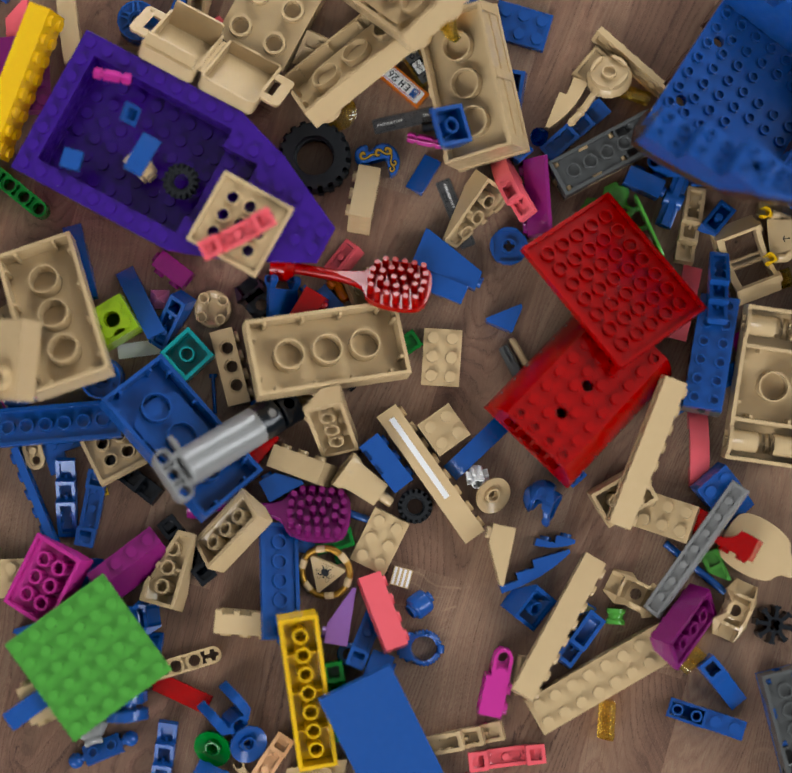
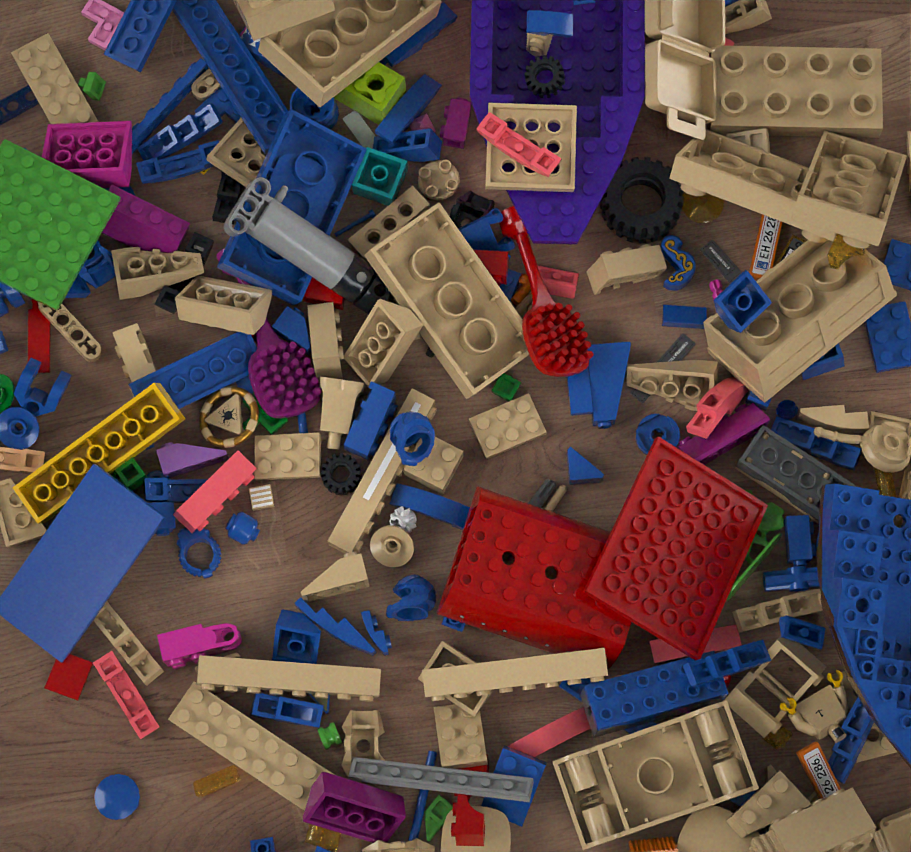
camera: 70 degrees right, 10 degrees down
(412, 437) = (406, 431): none -> blue helmet

